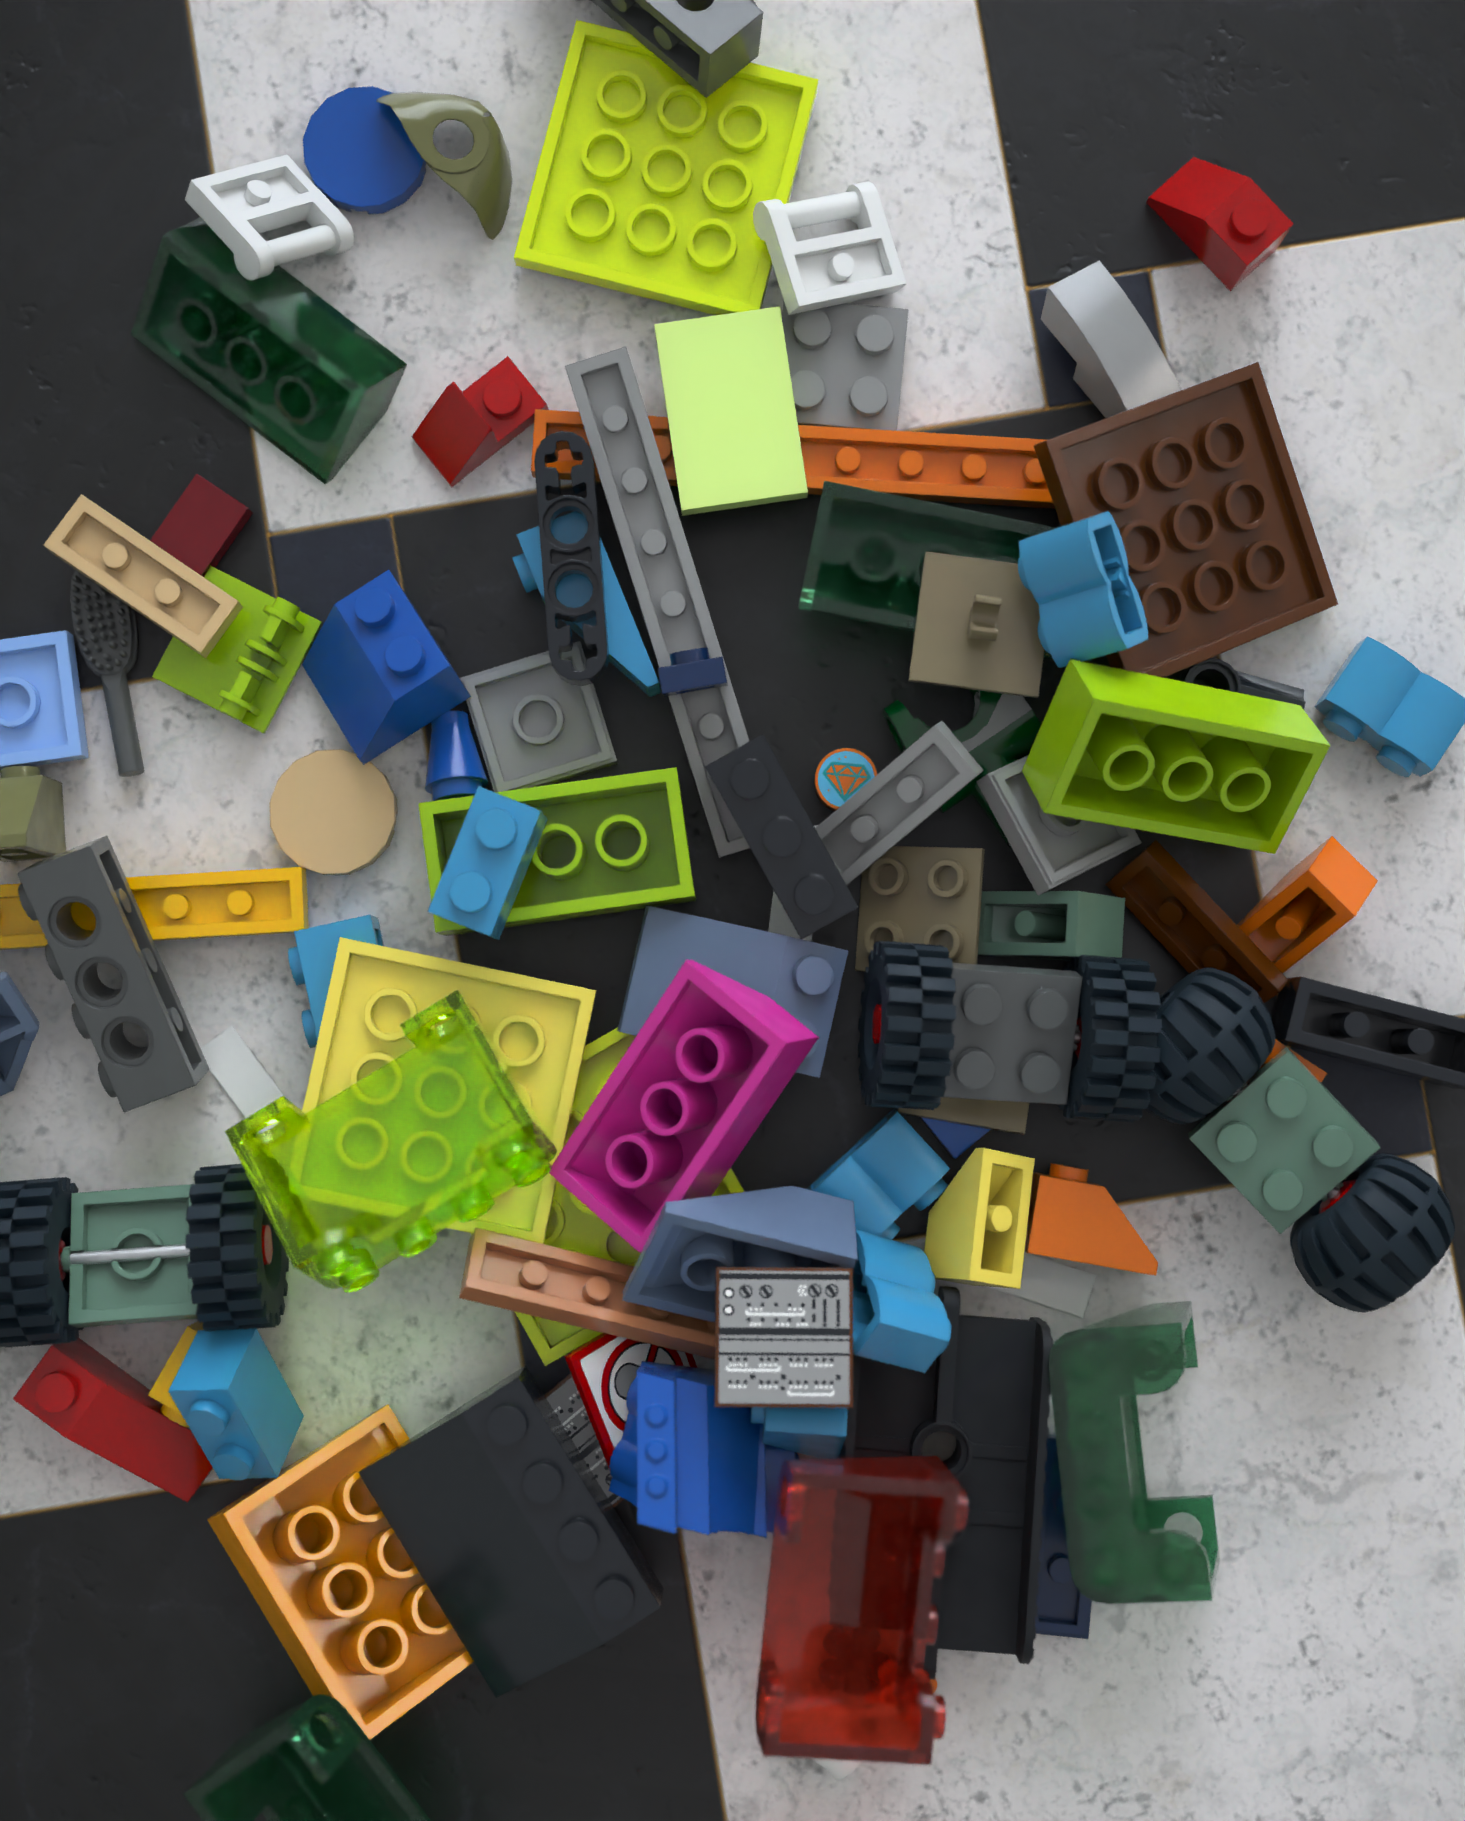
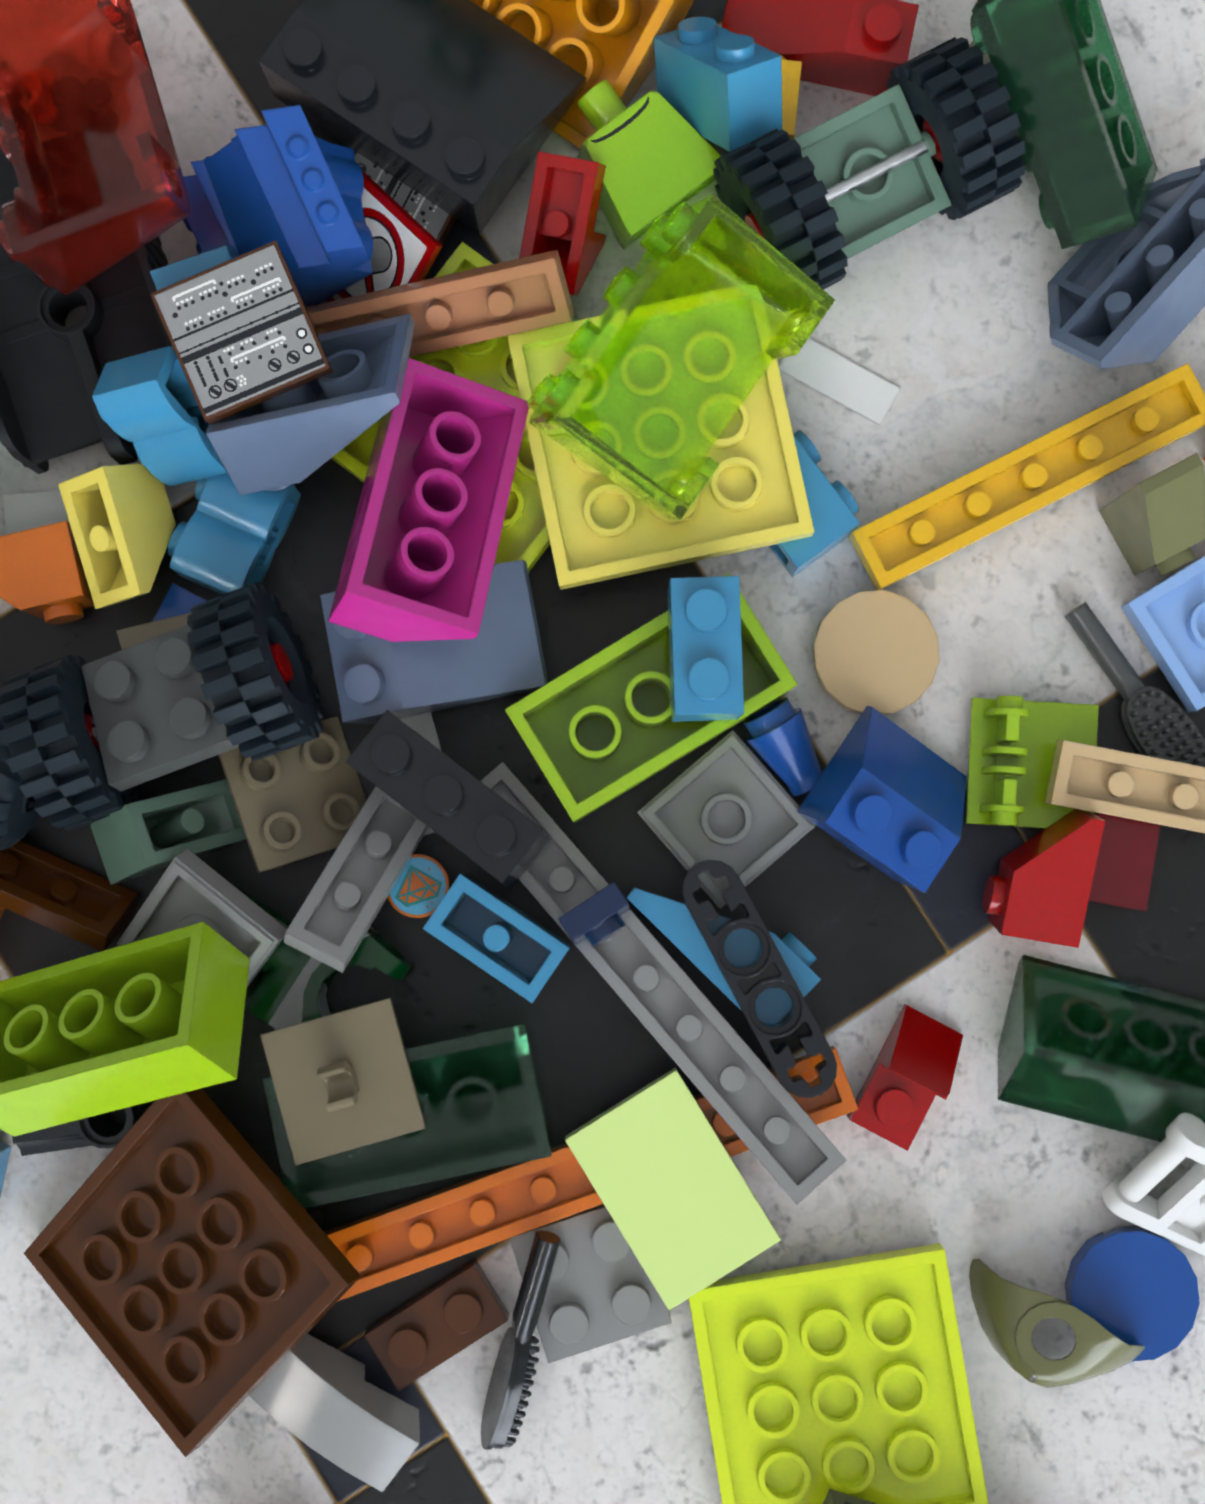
camera: 155 degrees right, 0 degrees up
(122, 939) = (1012, 447): dark grey brick -> none
(274, 535) = (1047, 882): none -> red slope
(341, 1368) = (649, 158): none -> lime torso
(440, 1341) = (564, 214): none -> red slope
(790, 697) = (497, 936): none -> dark azure brick
(833, 266) = (636, 1373): white plate -> none
(938, 323) = (514, 1363): none -> black piece
(994, 385) = (436, 1325): none -> reddish brown plate
(1082, 590) = (252, 1152): dark azure brick -> none

